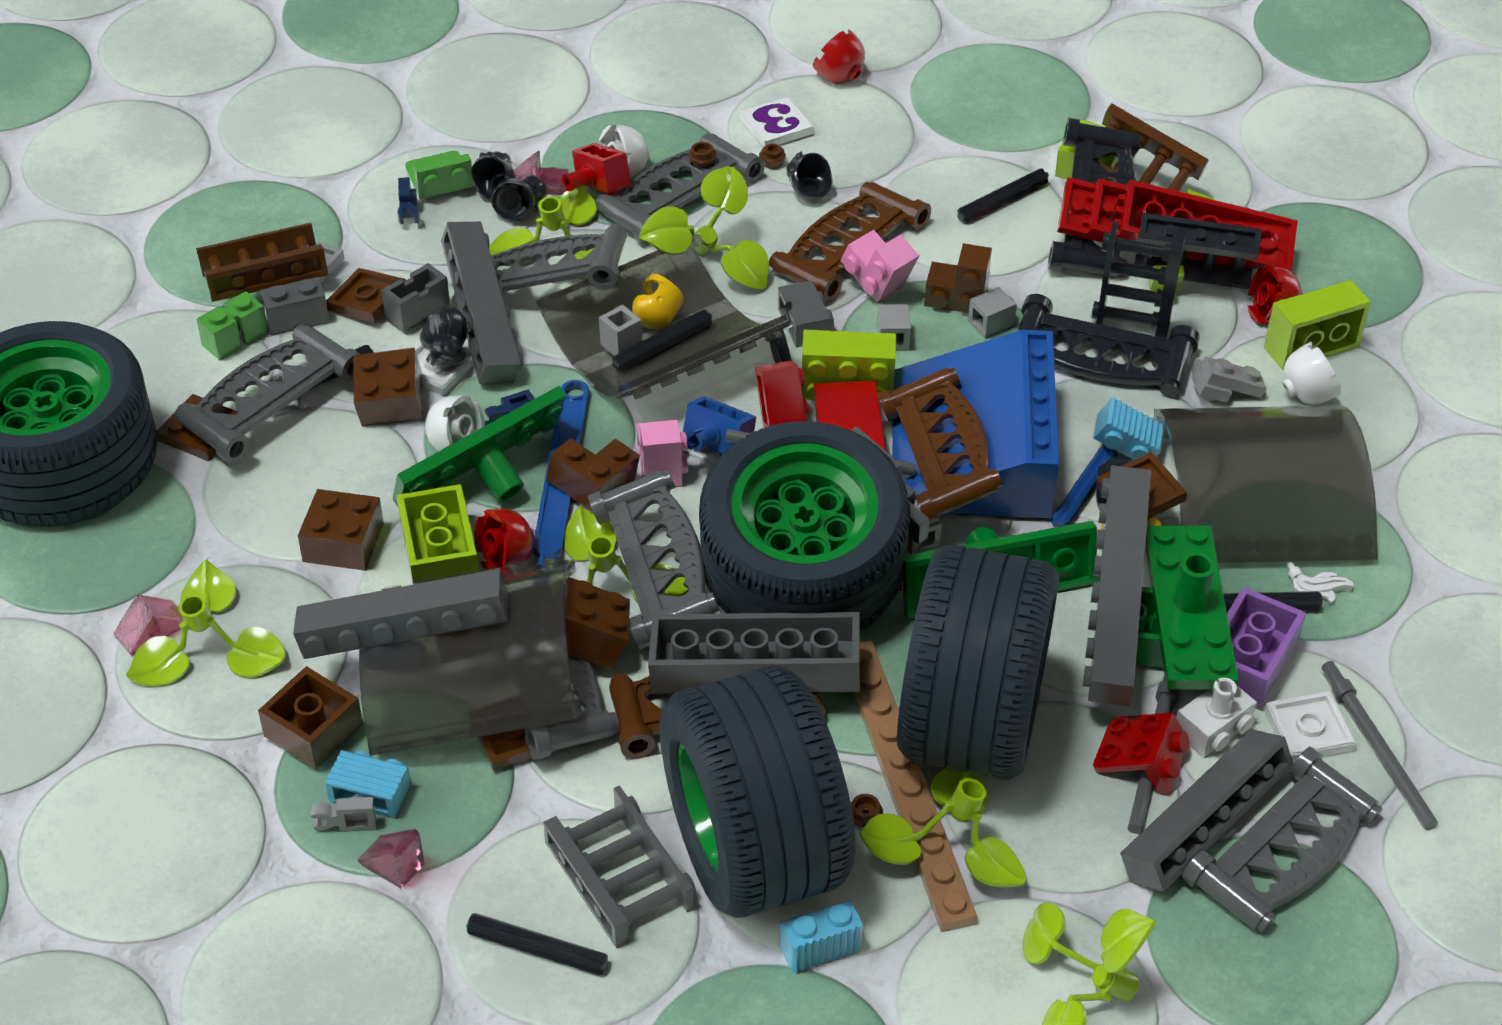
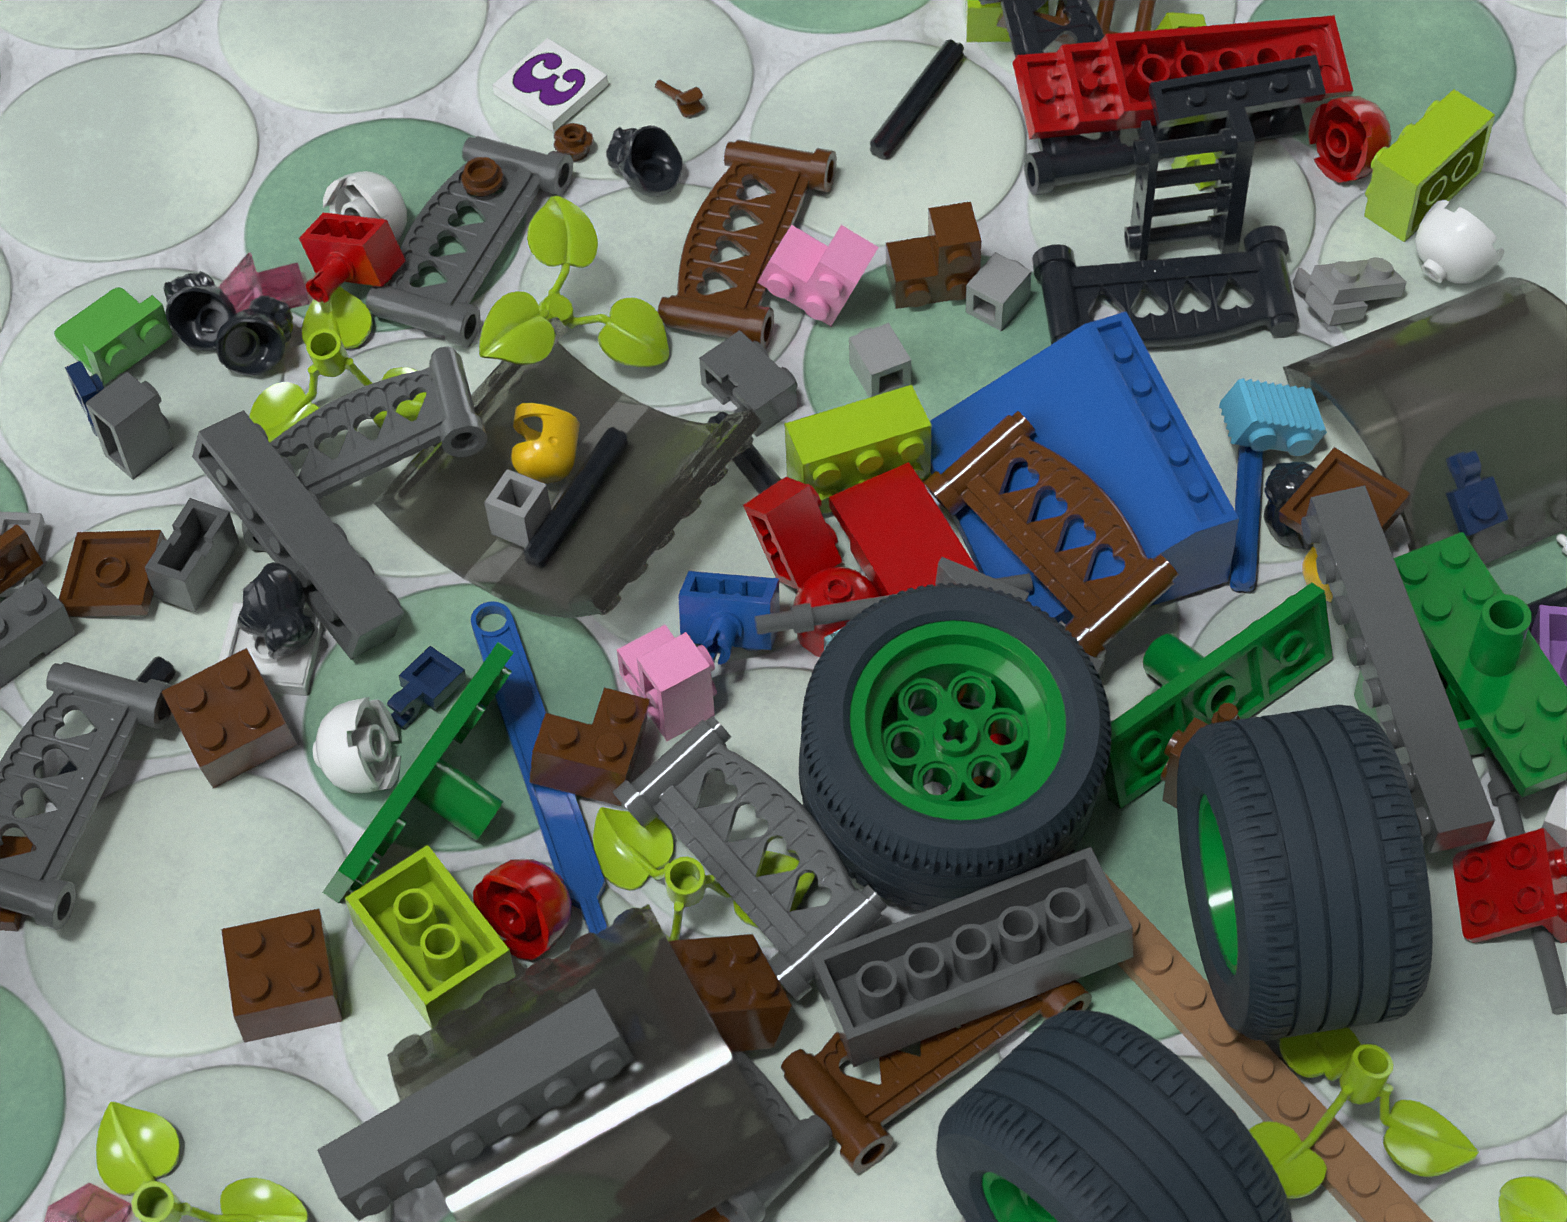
camera: 20 degrees left, 10 degrees up
(418, 218) = (130, 424): none -> dark grey brick
(856, 155) = (687, 101): none -> reddish brown hand
(1233, 516) = (1476, 500): none -> dark blue plate

